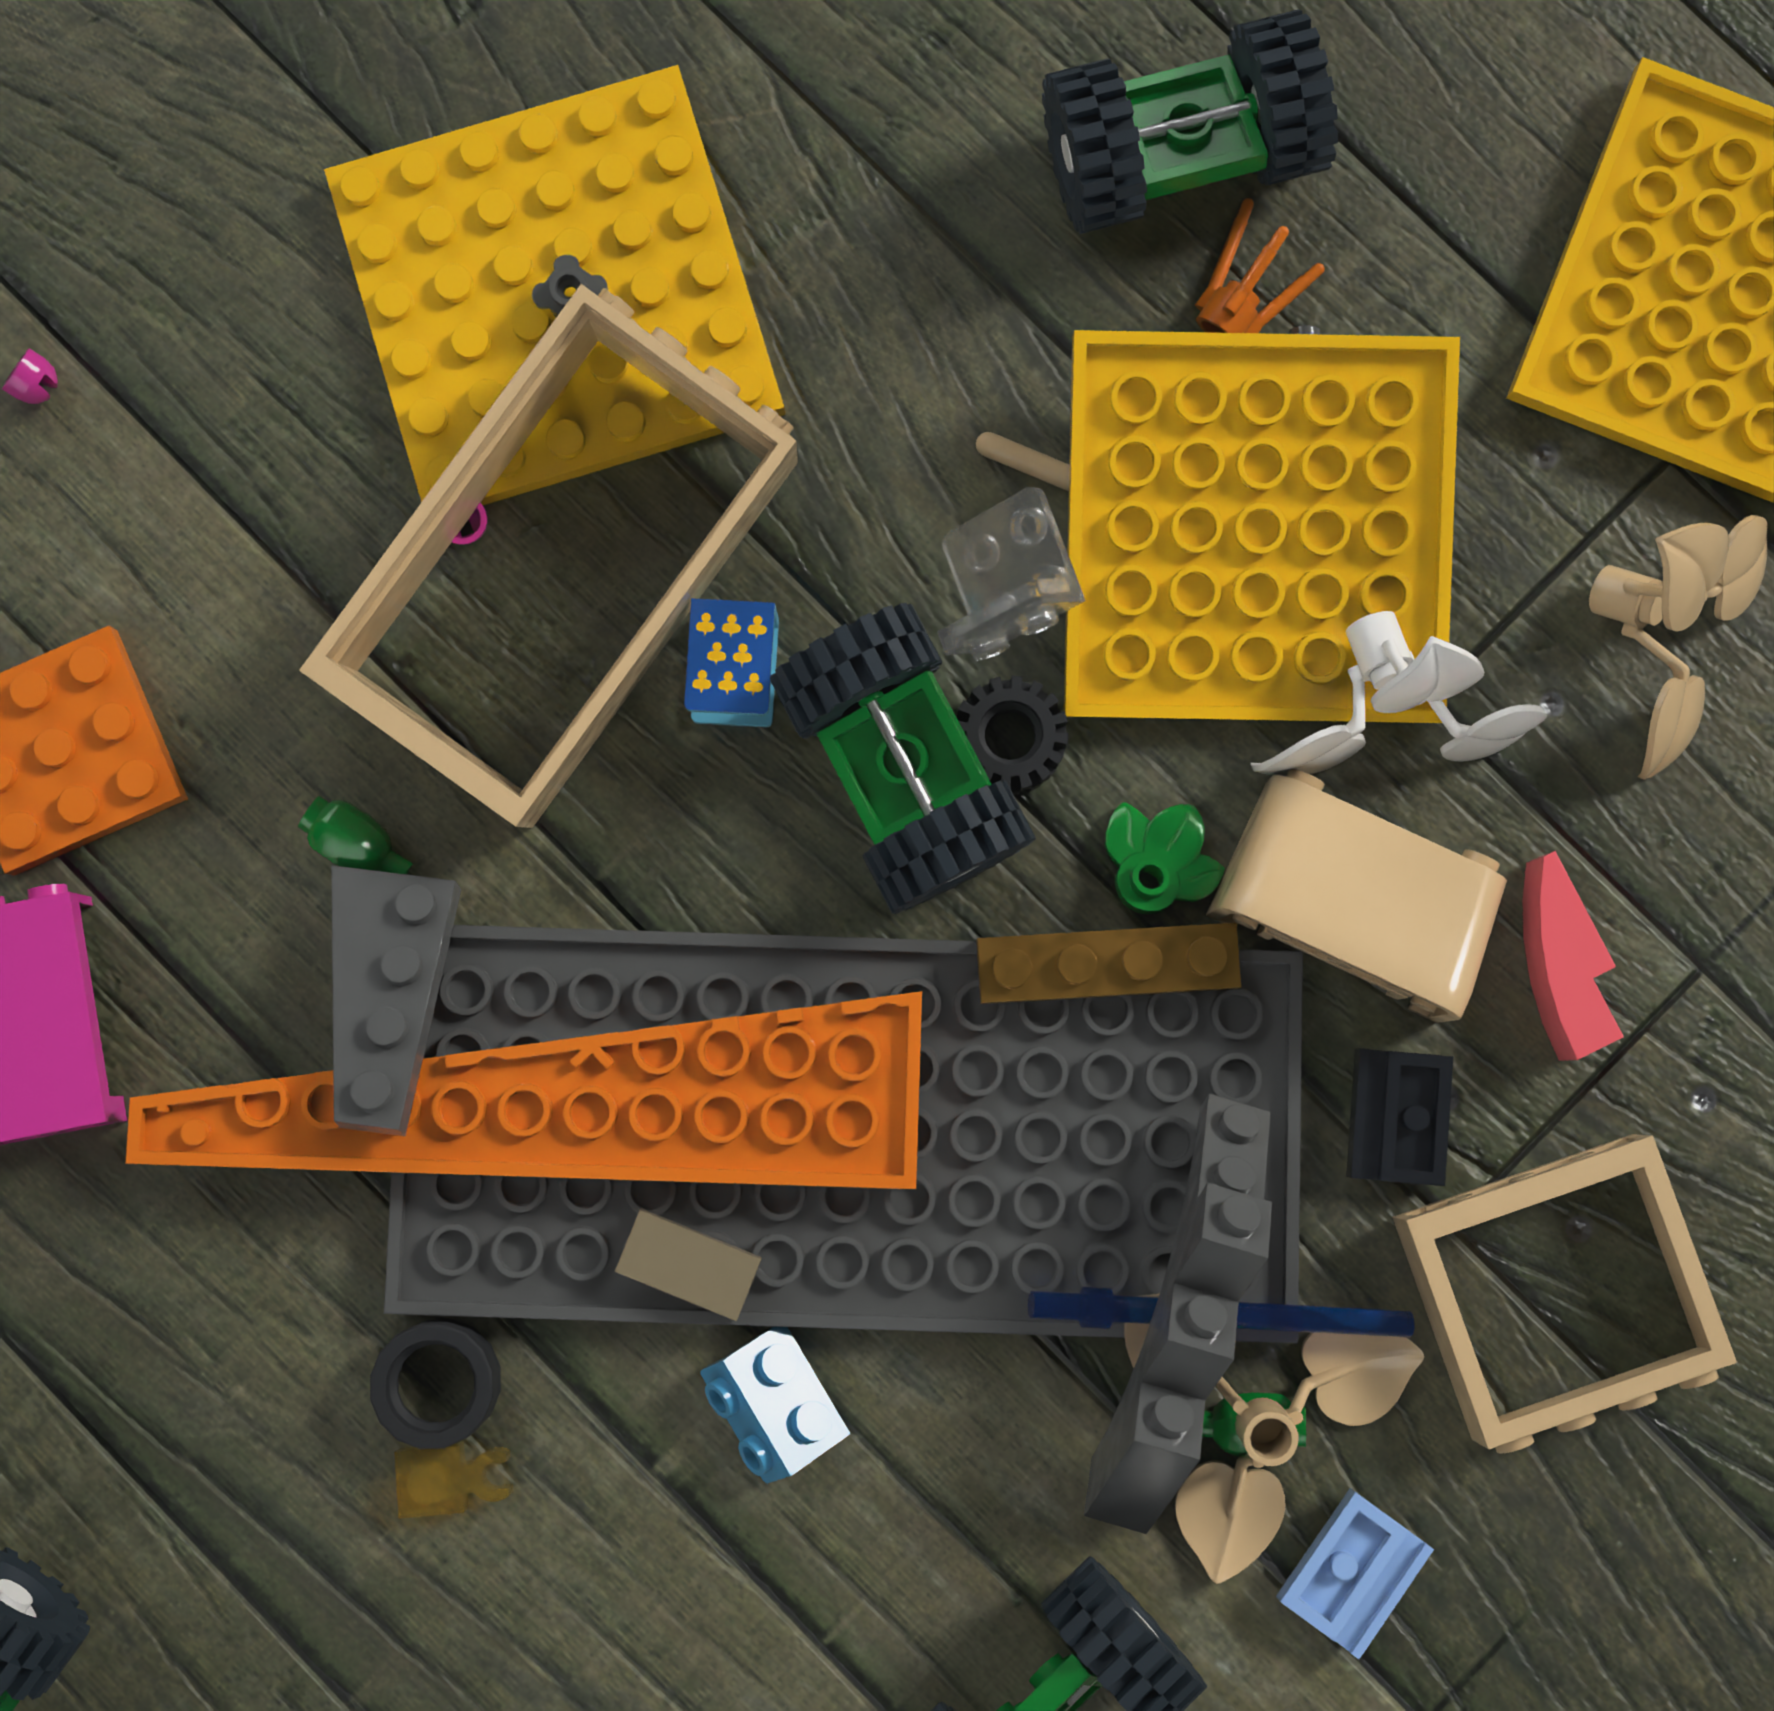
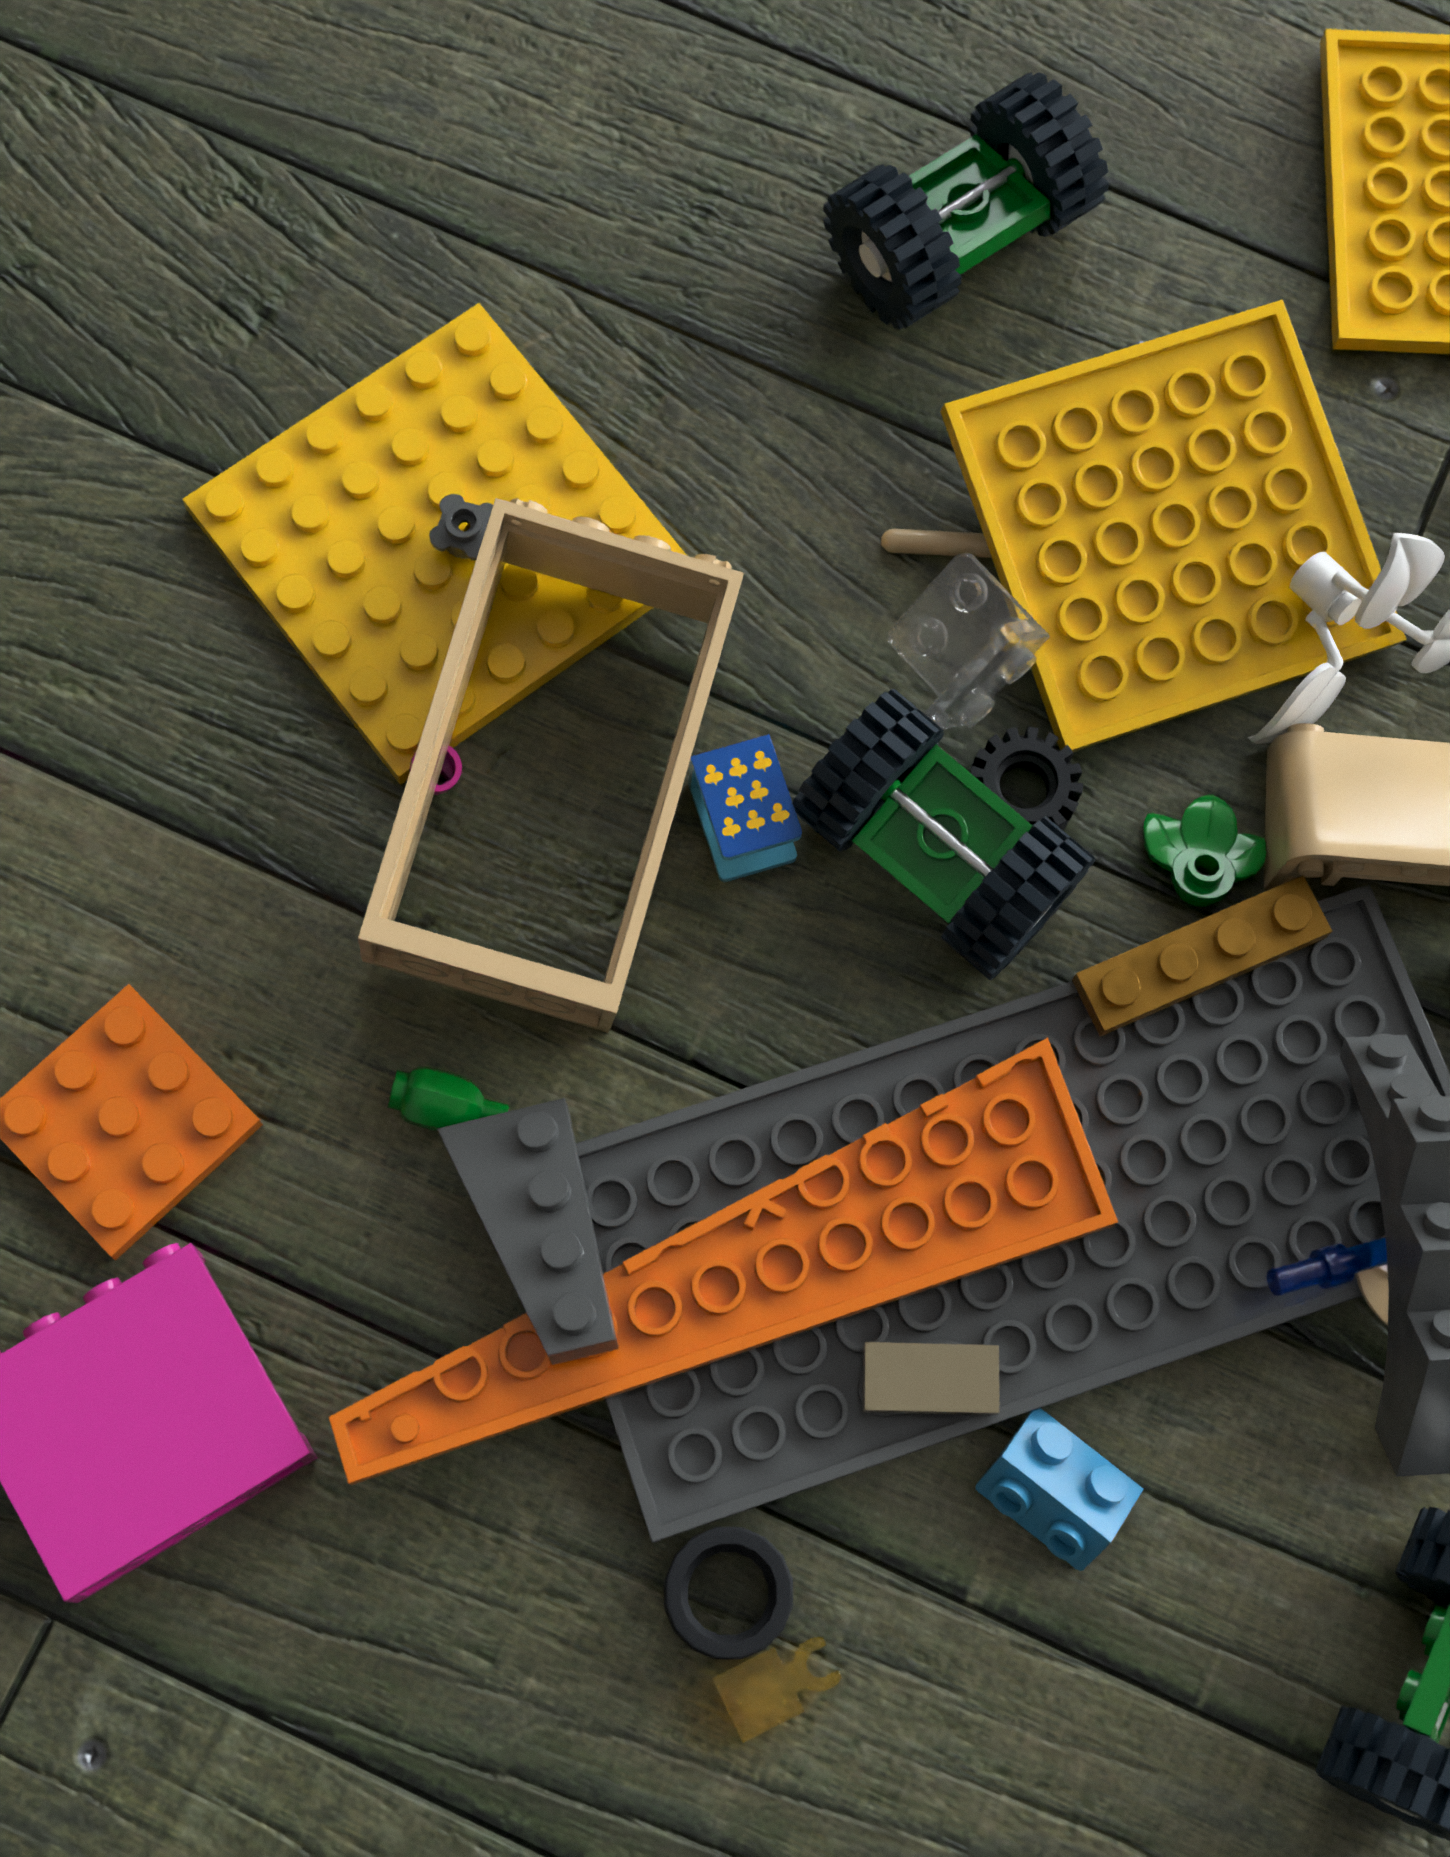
camera: 30 degrees left, 10 degrees down
(1234, 306) = (1067, 342): orange plant -> none

